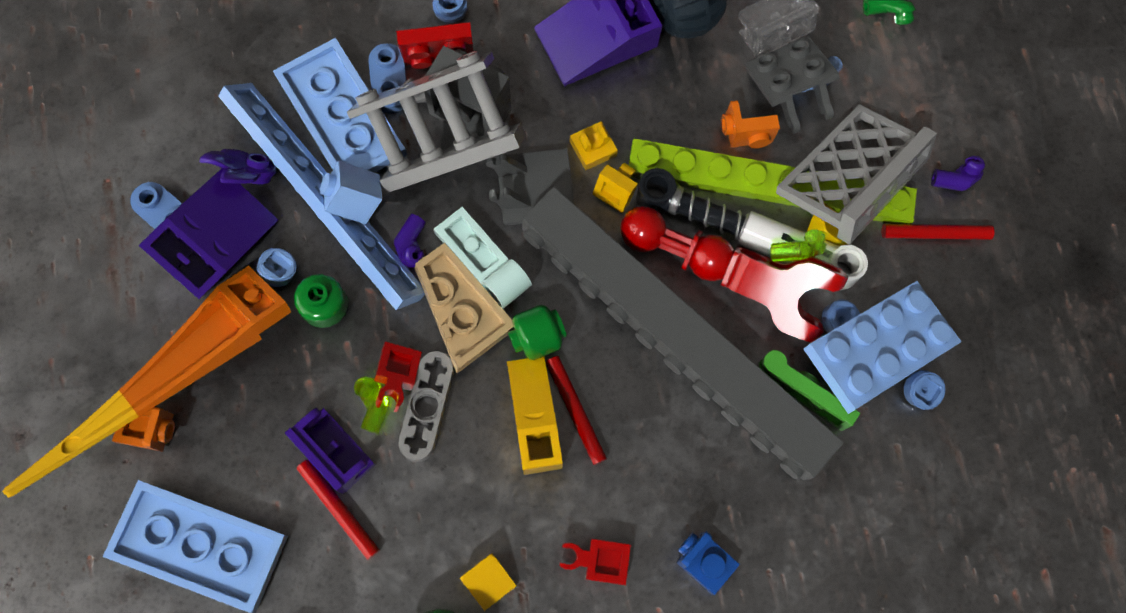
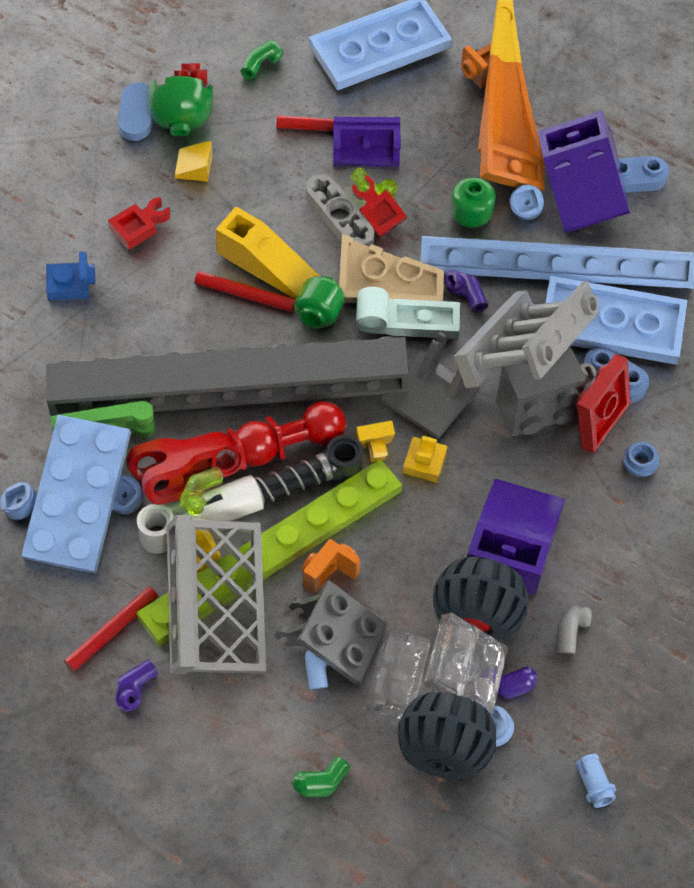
camera: 135 degrees right, 15 degrees down
(241, 166) = (626, 222): dark purple plate -> none
(351, 192) = (535, 268): light blue brick -> none

